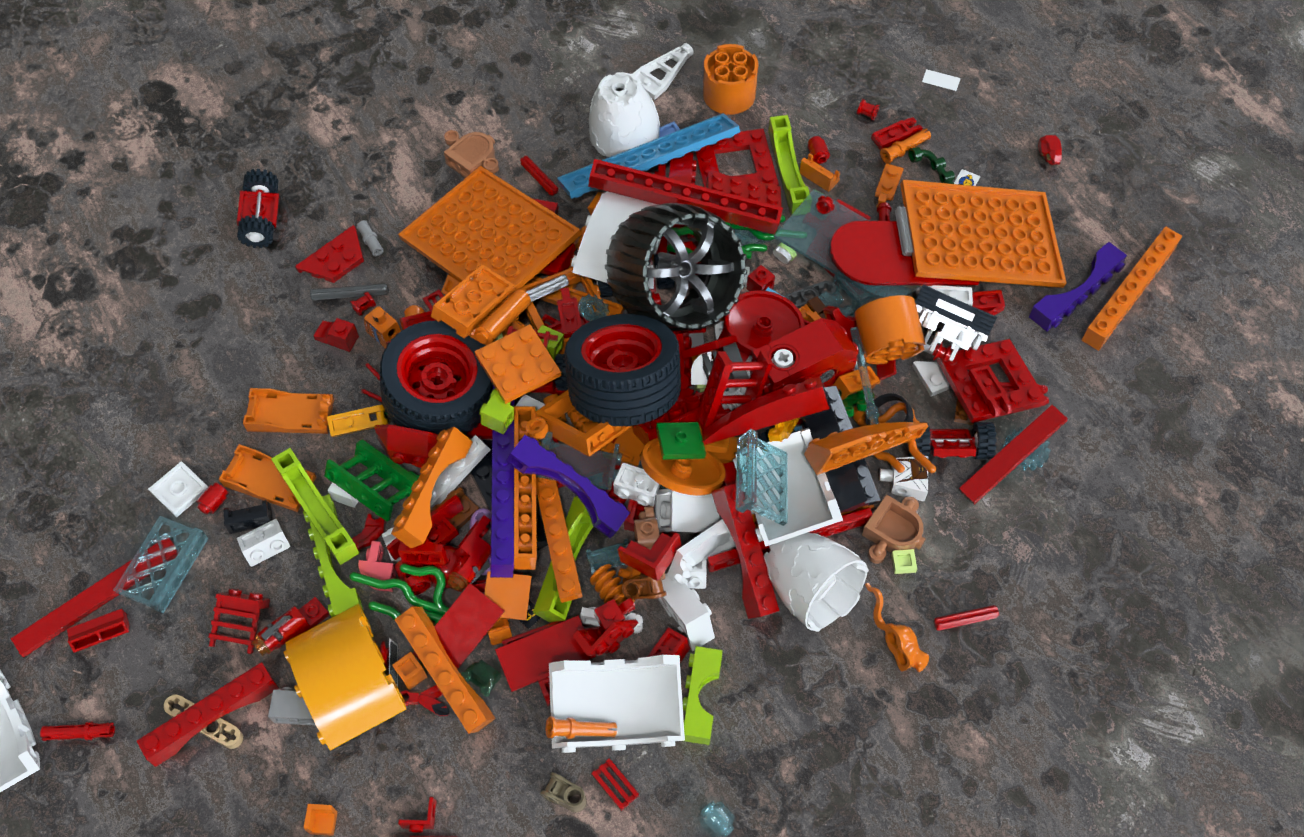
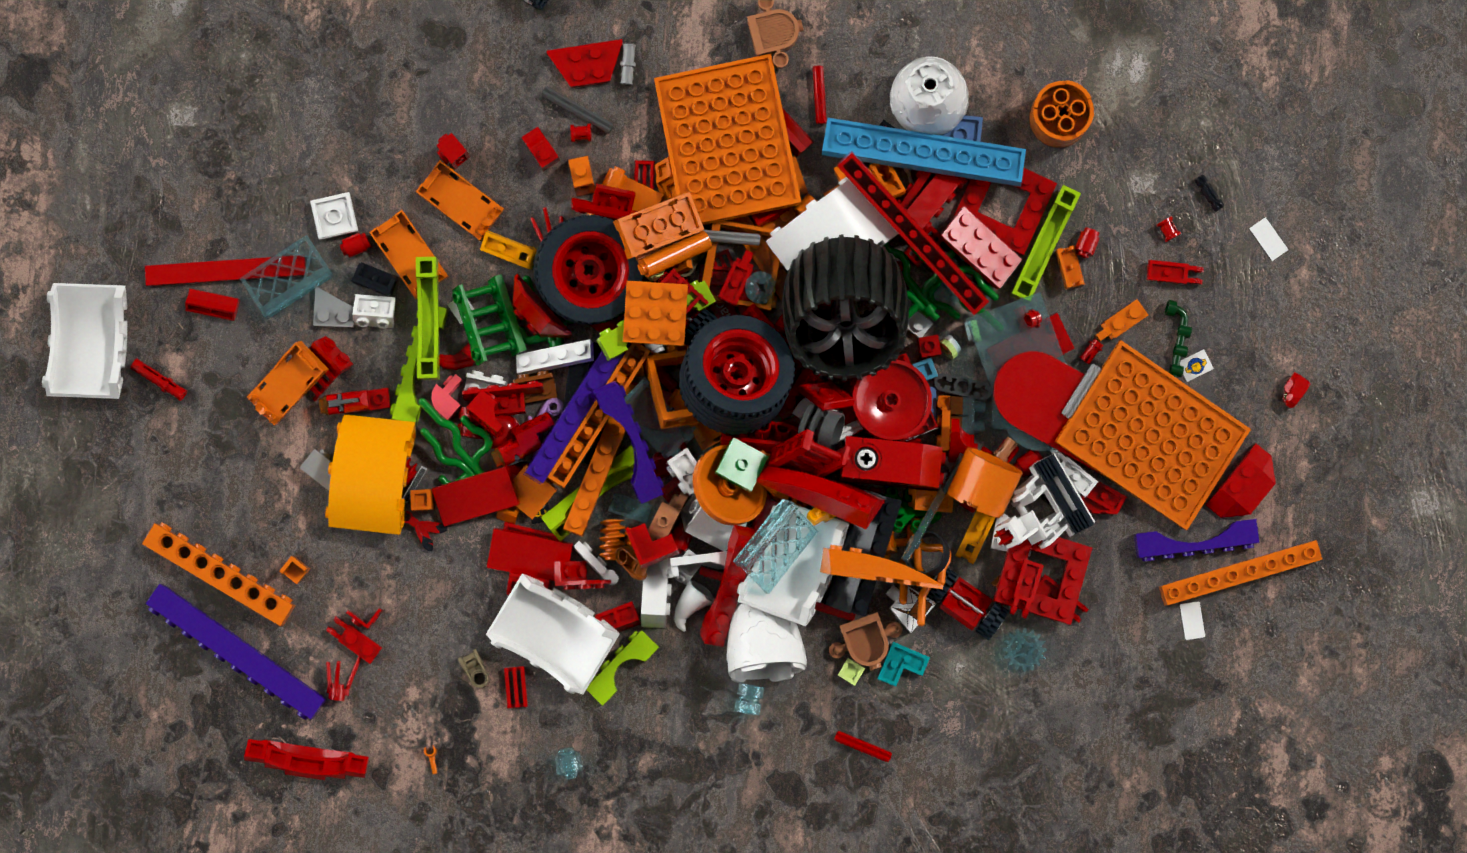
camera: 35 degrees right, 25 degrees up
(174, 734) = (258, 432): red arch -> none
(211, 647) = (287, 382): none -> orange piece
(222, 567) = (331, 311): none -> light grey wing
(223, 725) = (250, 434): tan beam -> none
(257, 371) = (451, 150): none -> red brick
(415, 519) = (492, 394): orange arch -> none
(459, 694) = (446, 556): orange arch -> none
(482, 676) = (474, 540): clear green piece -> none
(537, 428) = (636, 375): orange tile -> none
(571, 727) = (507, 631): orange pin -> none
(611, 612) = (593, 566): red brick -> none
(655, 86) = (990, 57): white plate -> none
(720, 592) = (691, 600): none -> white hat
(779, 271) = (950, 347): none -> yellowish green piece
(837, 644) = (749, 699): none -> clear light blue wheel
(875, 75) = (1209, 193): none -> black axle
(899, 149) = (1161, 292): orange pin -> none
(899, 638) = (798, 729): orange animal -> none
(912, 388) = (975, 536): none -> light orange plate
(935, 526) = (901, 658): none -> teal plate
(1013, 454) = (1004, 649): red tile -> none
(1076, 233) = (1245, 485): none -> red wedge
(1129, 347) = (1192, 620): none -> white sticker

